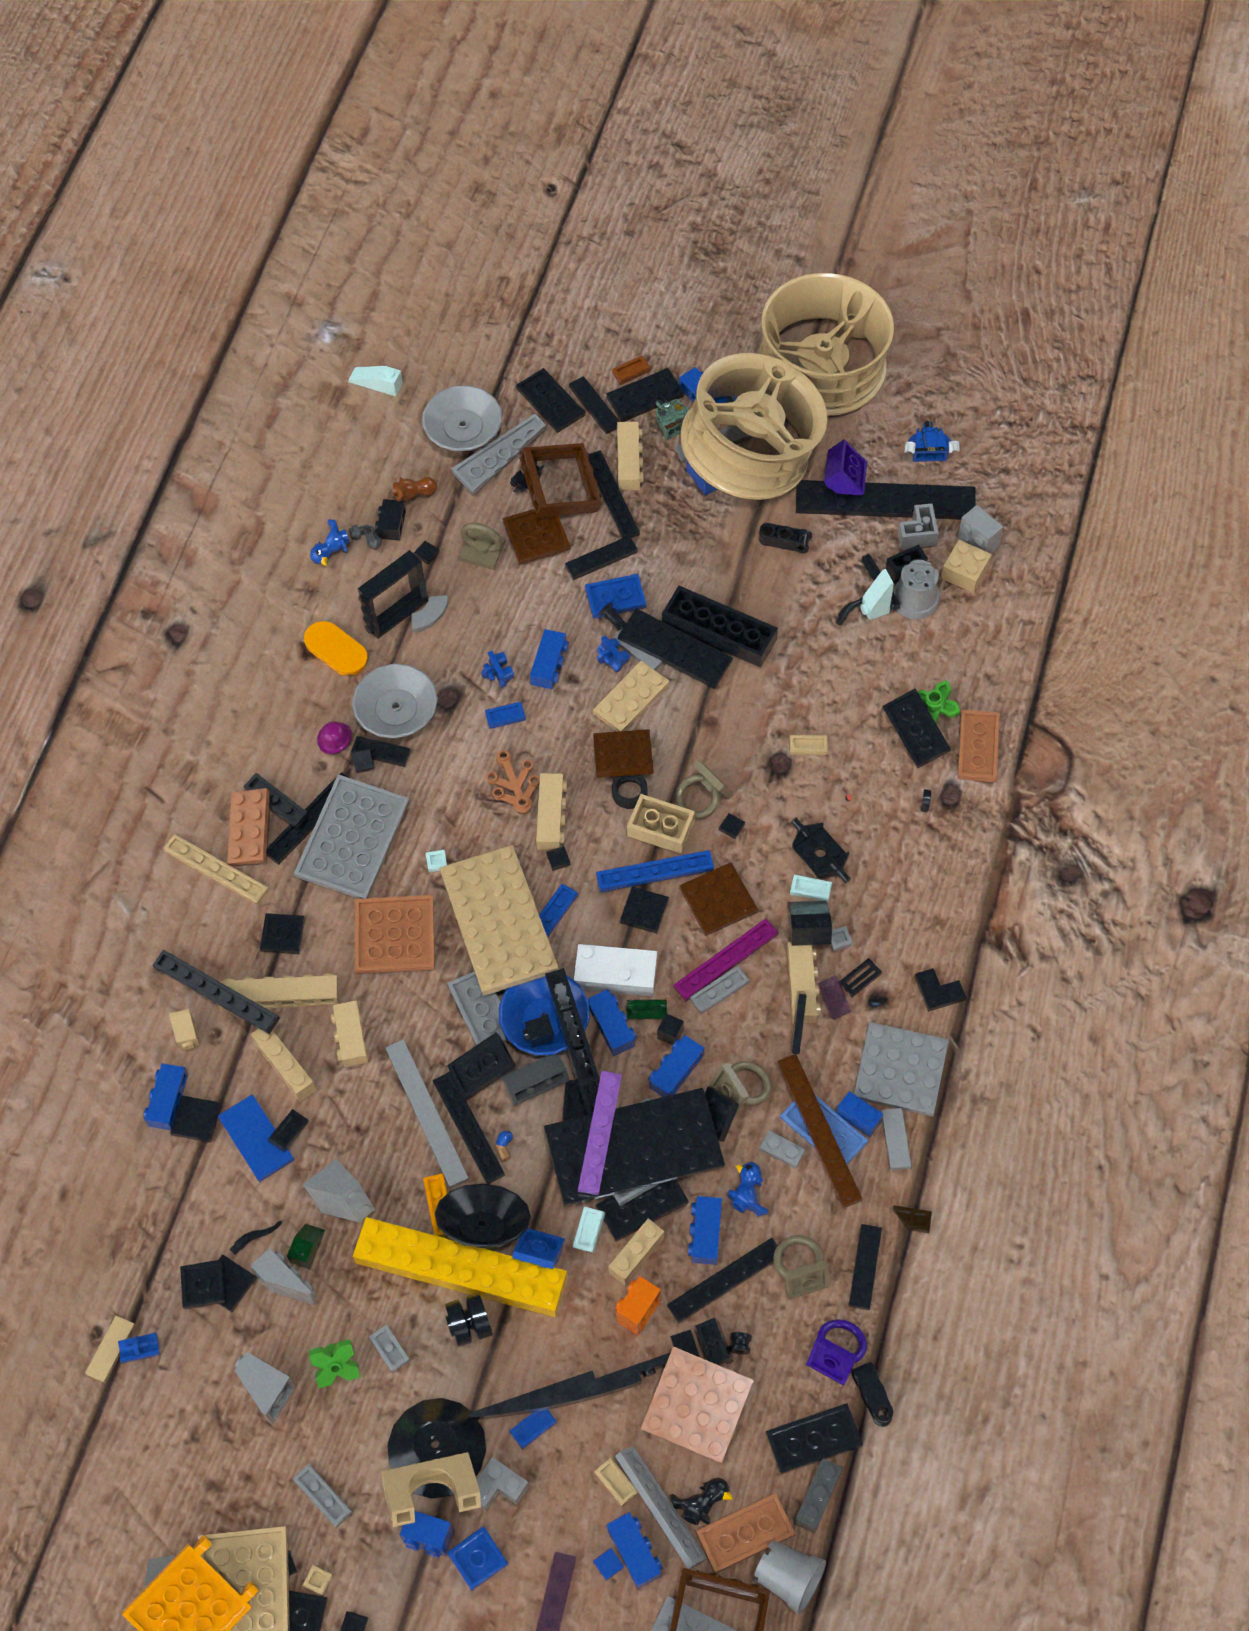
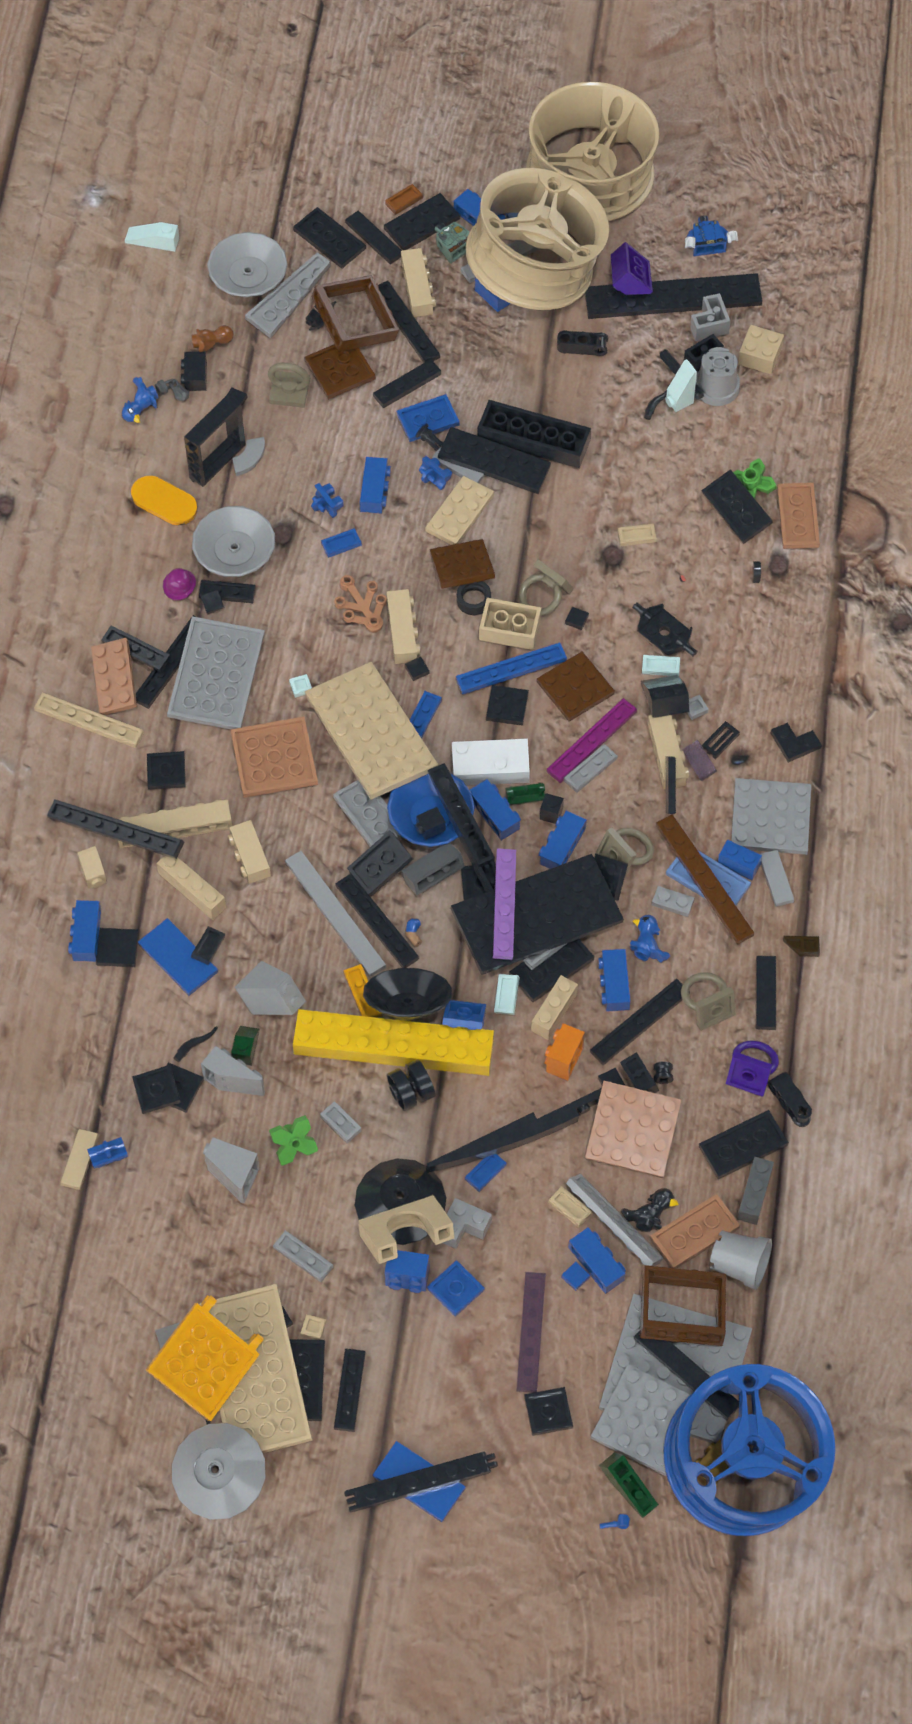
camera: 10 degrees left, 0 degrees up
(980, 530) = (769, 313): light grey brick -> none

